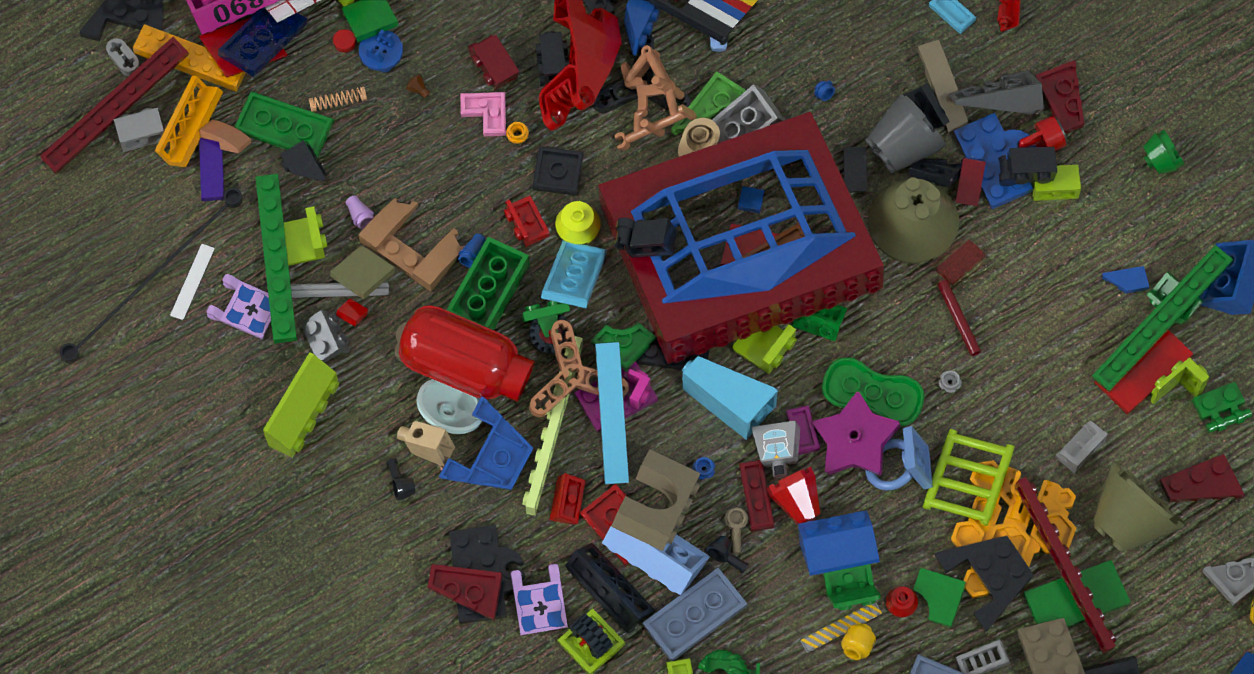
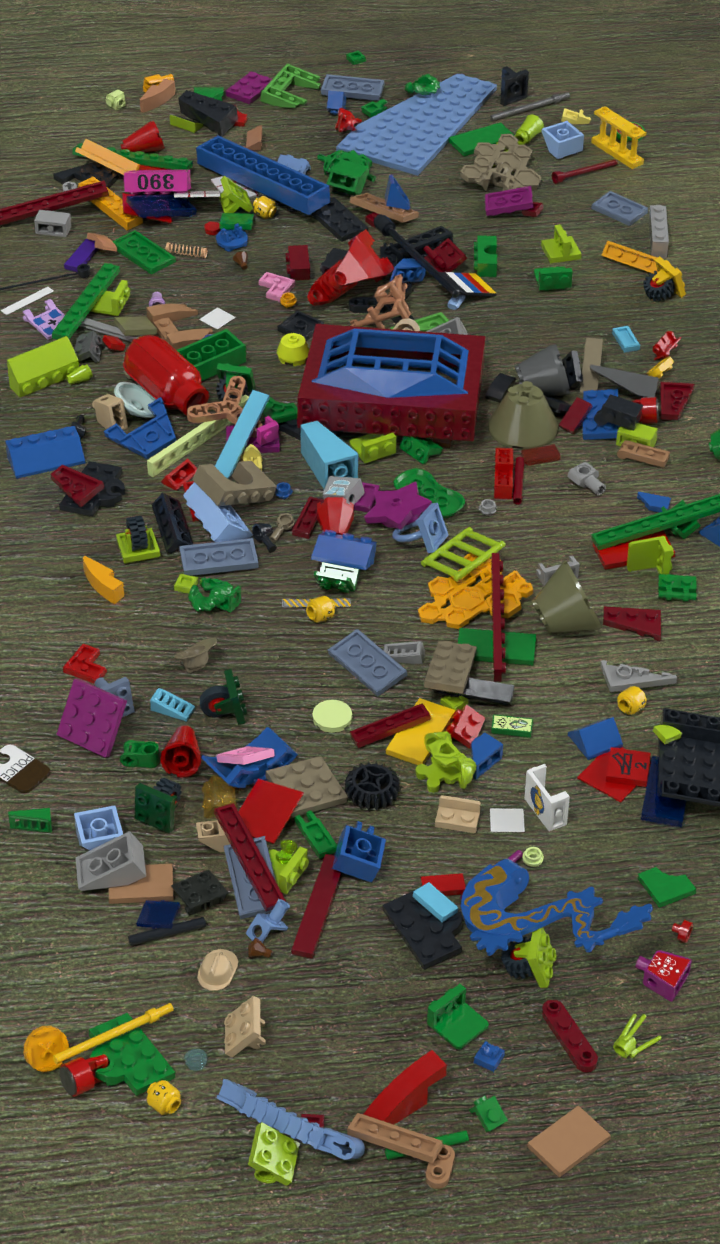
camera: 25 degrees right, 25 degrees down
(199, 114) = (82, 234): light orange fence -> none
(303, 162) = (140, 266): black slope -> none
(346, 389) = (81, 374): none -> lime cone
(390, 545) = (44, 452): none -> blue slope
(446, 202) = (217, 318): none -> white sticker
(527, 221) = (259, 338): red bracket -> none
(539, 605) = (115, 511): lavender flag -> none
(574, 274) = (269, 365): medium azure tile -> none
(639, 437) = (252, 454): none -> light yellow tile
(646, 237) = (322, 343): black hinge -> none
(824, 90) = (512, 345): blue plate -> none
(905, 605) = (368, 602): red cone -> none
(934, 312) = (503, 473): none -> red slope
(941, 594) = (398, 608): green tile -> none
(997, 567) = (449, 607): black wing -> none
(1020, 48) = (664, 365): none -> yellow plate
(1039, 282) = (586, 476): none -> light grey piece
(1076, 206) = (643, 453): none -> medium nougat plate

